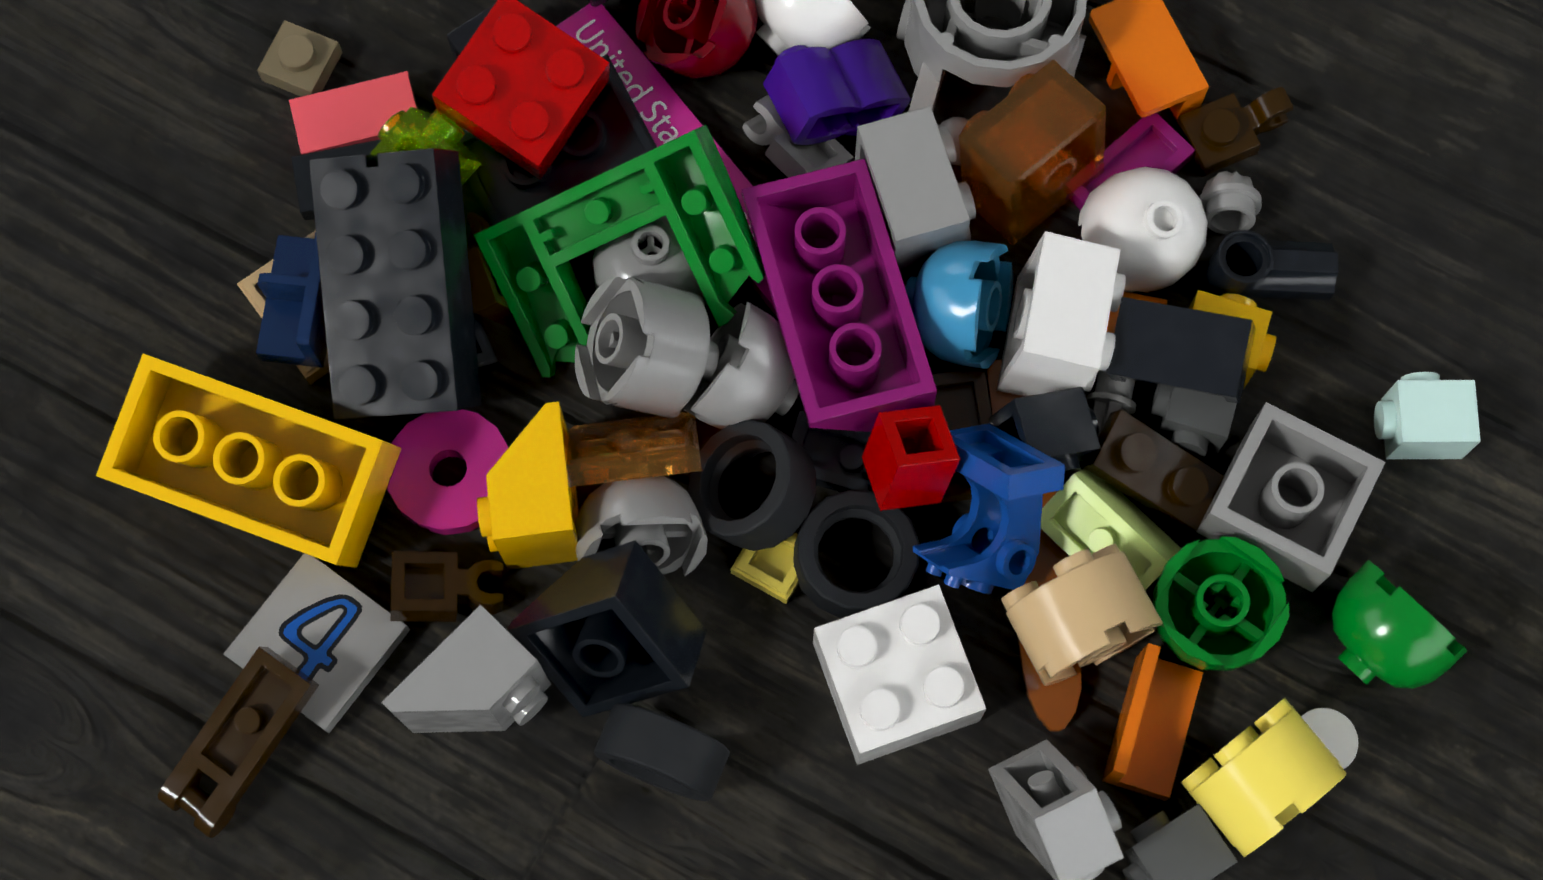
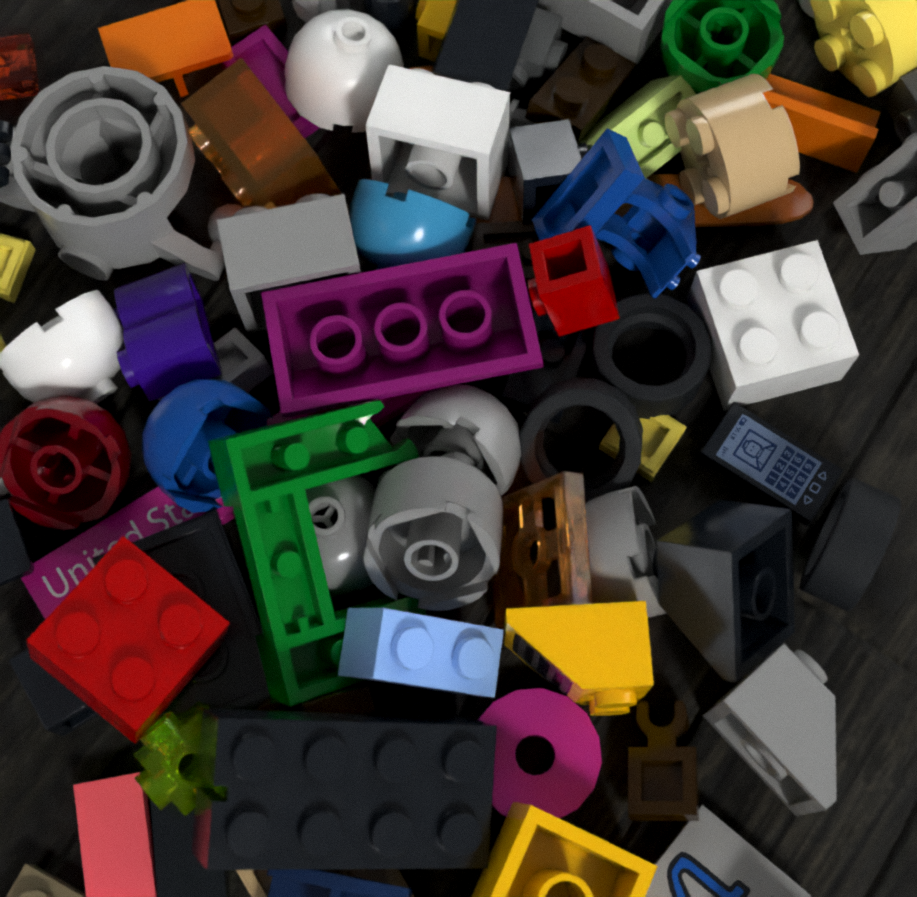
camera: 85 degrees left, 0 degrees up
(528, 344) = (420, 651): none -> light blue brick
(736, 118) = (178, 437): none -> blue cylinder
(754, 686) = (770, 463): none -> tile

